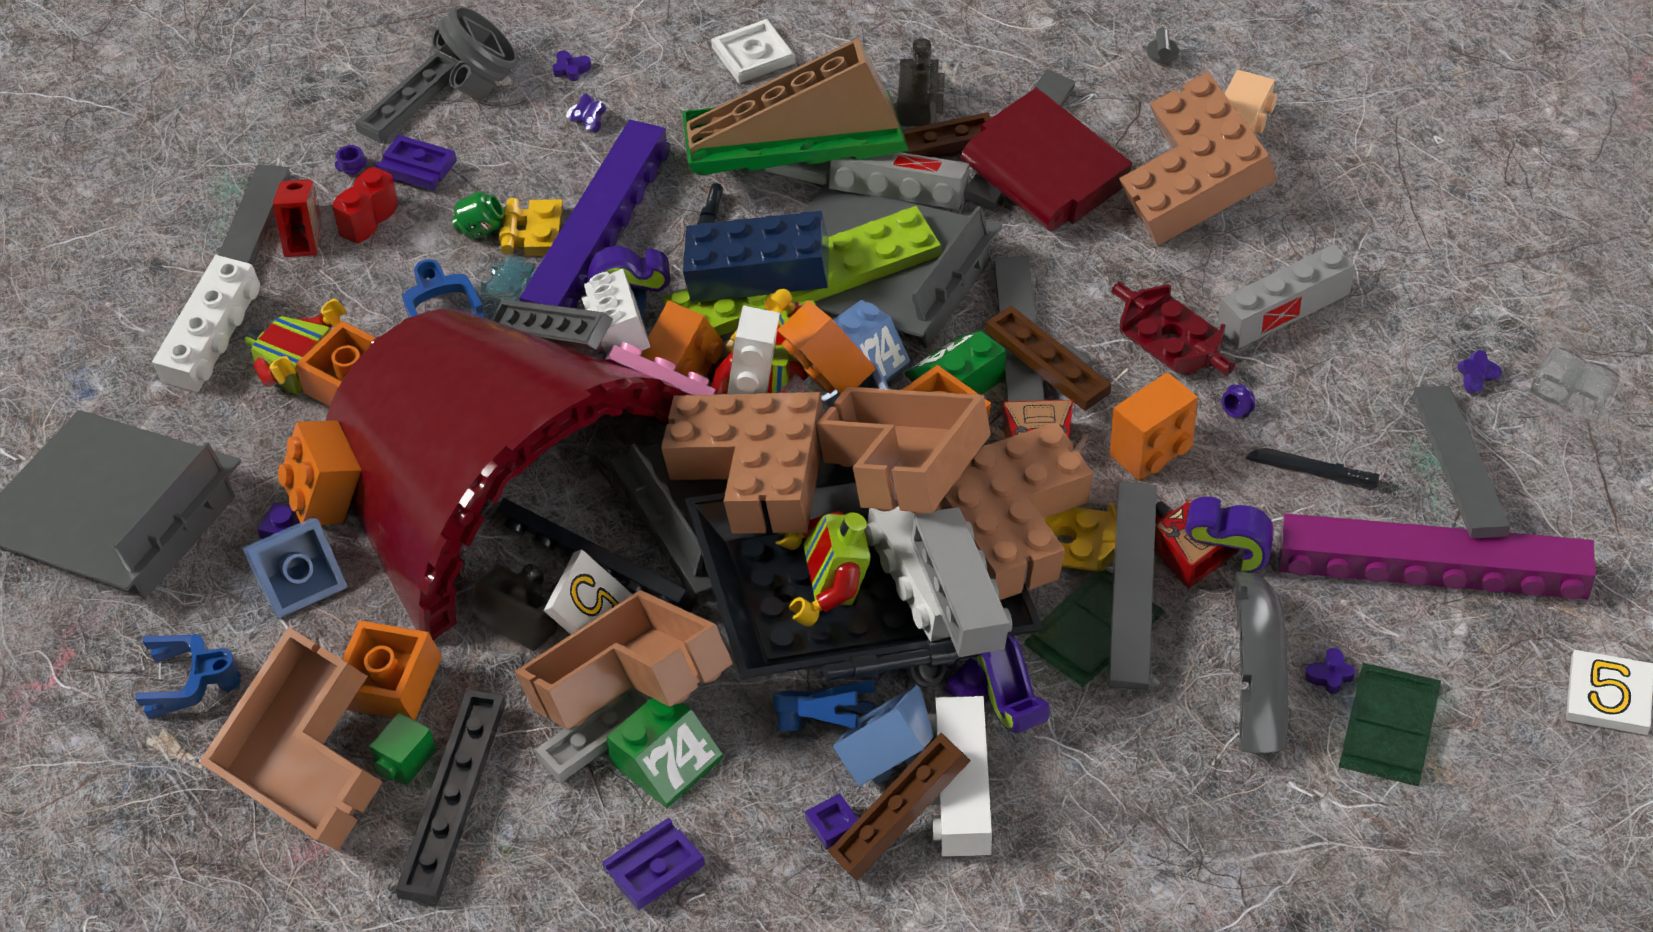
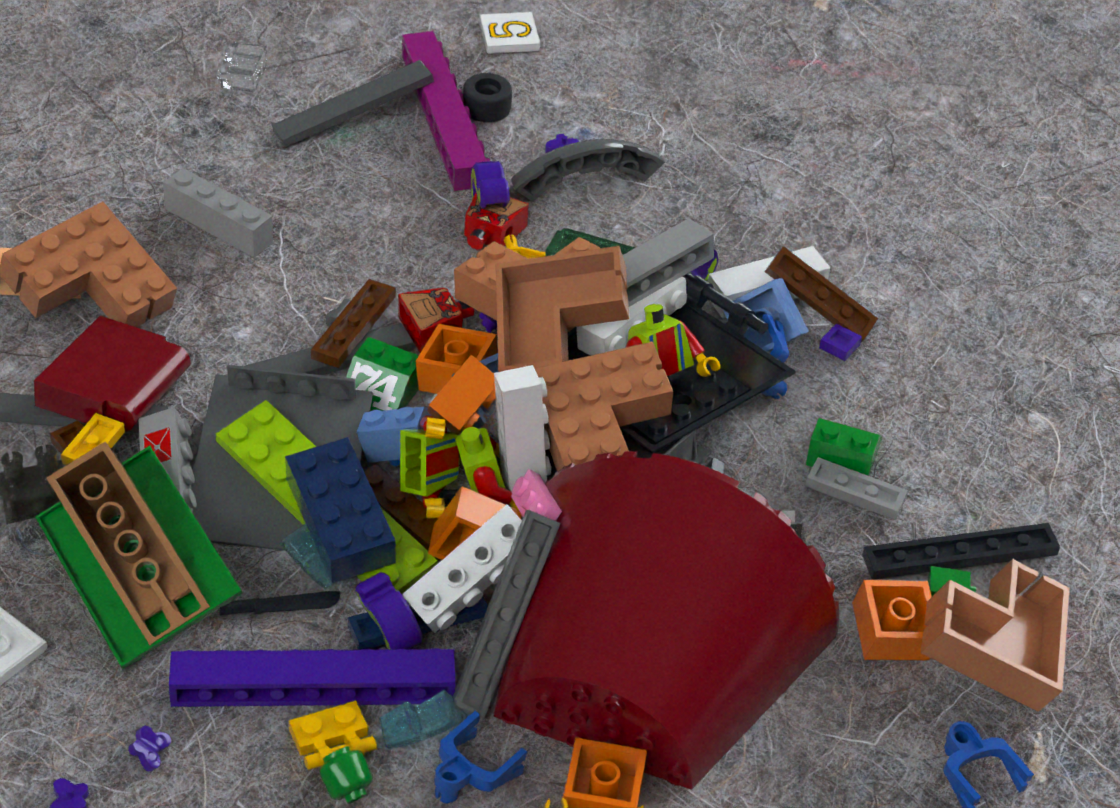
camera: 120 degrees left, 5 degrees down
(277, 519) = (786, 780): dark purple plate -> none
(295, 567) = (828, 741): medium blue slope -> none
(319, 472) = (742, 740): orange brick -> none
(632, 645) = (789, 462): nougat piece -> none
(653, 863) = (935, 422): dark purple plate -> none
(946, 125) = (93, 434): none -> yellow plate
(1132, 586) = (558, 232): dark grey tile -> none
(1153, 426) = (404, 246): orange brick -> none
(1156, 313) = (287, 255): dark red plate -> none
(1238, 401) = (339, 223): dark purple plate -> none
(1312, 466) = (381, 191): black piece -> none
(1390, 724) = (588, 116): clear green piece -> none
(1444, 627) = (487, 97): none -> black tyre
(1478, 369) = (249, 114): dark purple piece -> none

